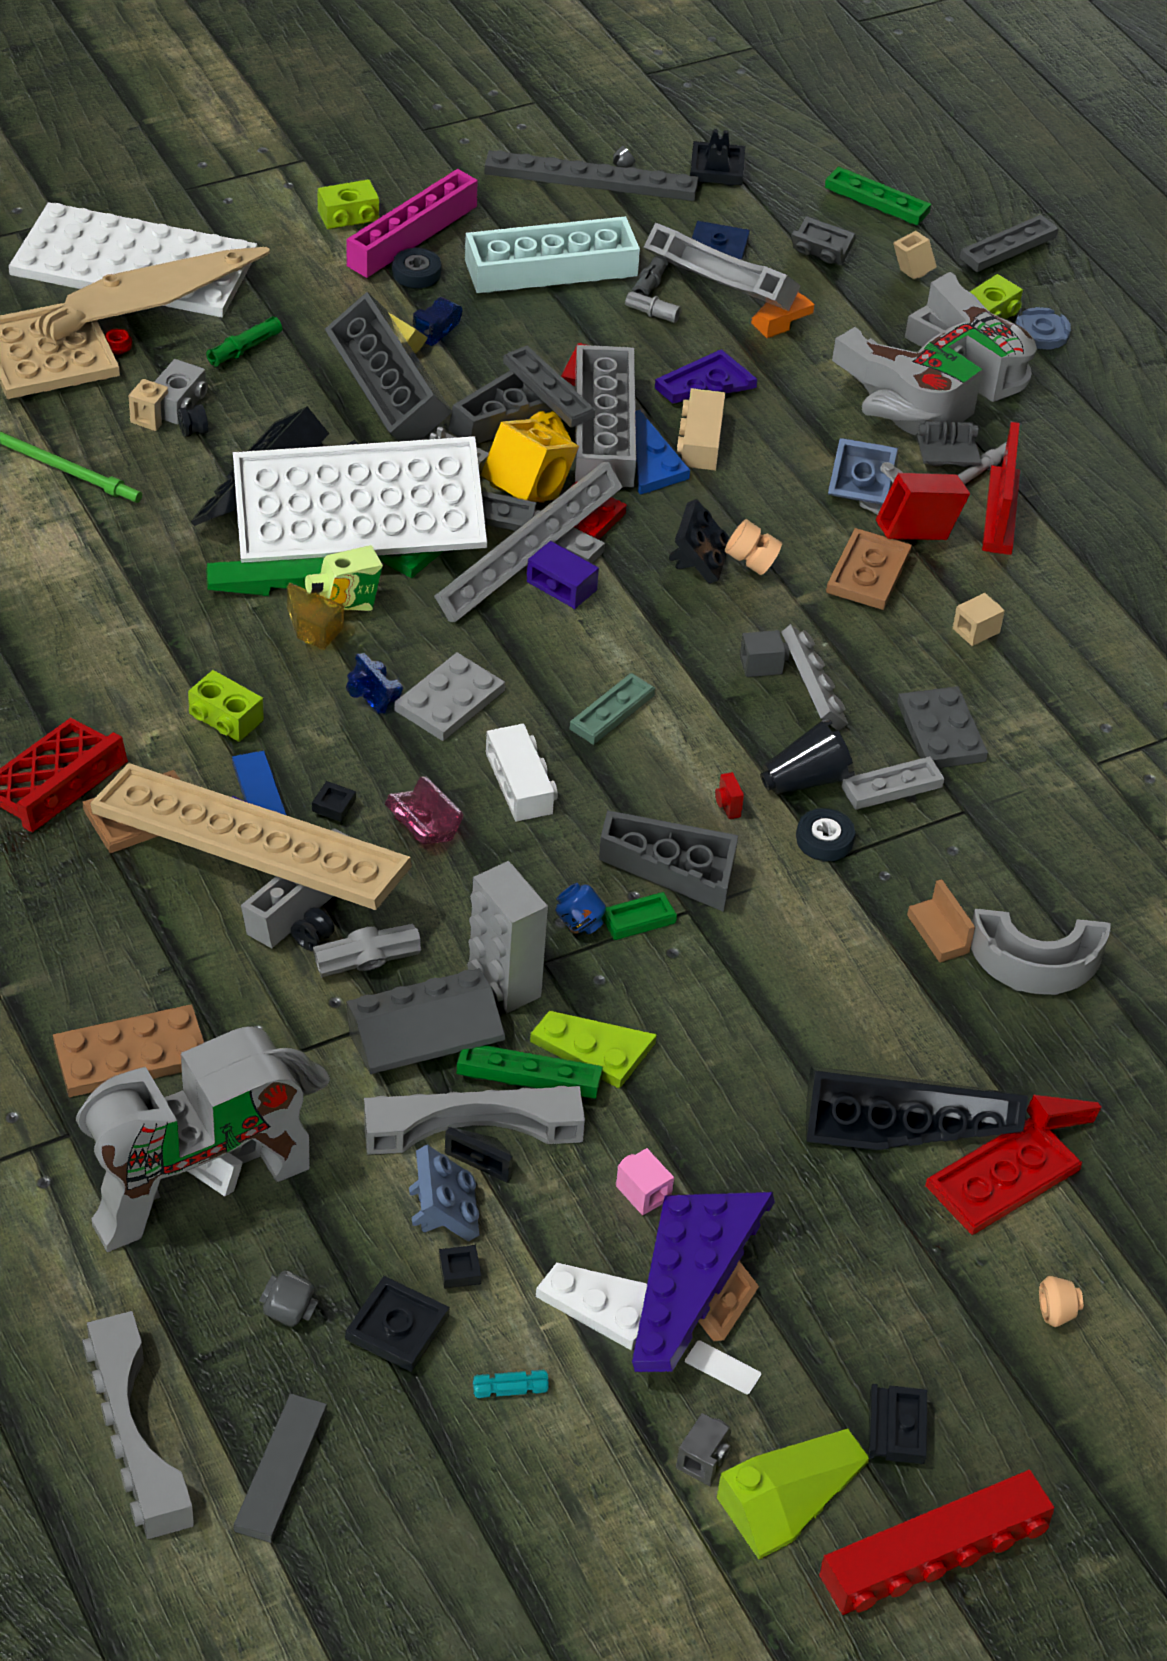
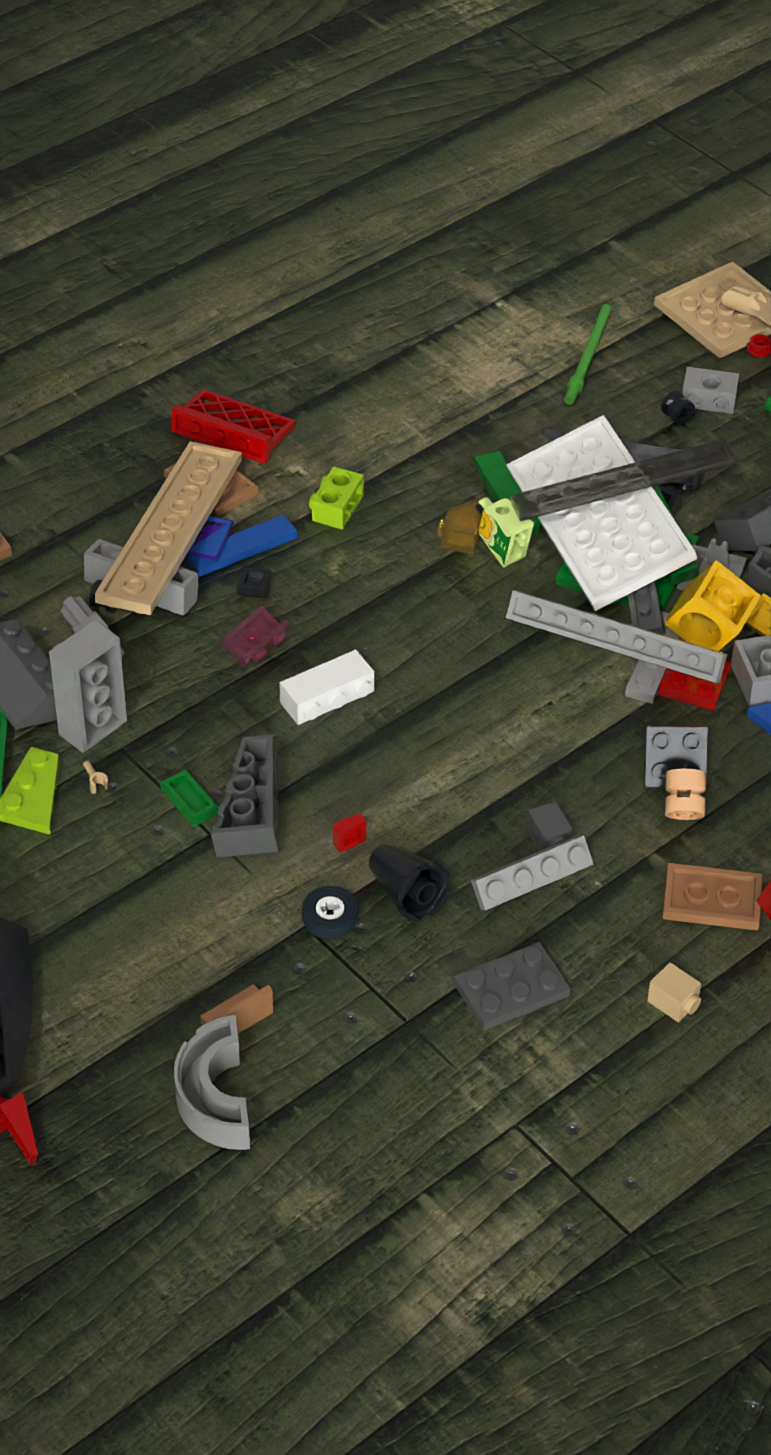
camera: 80 degrees right, 0 degrees up
(146, 405) = (678, 369): tan bracket -> none
(355, 459) = (622, 480): none -> clear smoke plate
(370, 681) = (395, 575): clear blue hips -> none
(449, 696) = (411, 632): light grey plate -> none
(562, 574) = (593, 673): dark purple brick -> none
(580, 908) = (171, 750): blue head -> none
(596, 988) = (95, 777): none -> tan hand
(612, 708) = (440, 740): sand green tile -> none
(892, 783) = (413, 952): light grey plate -> none

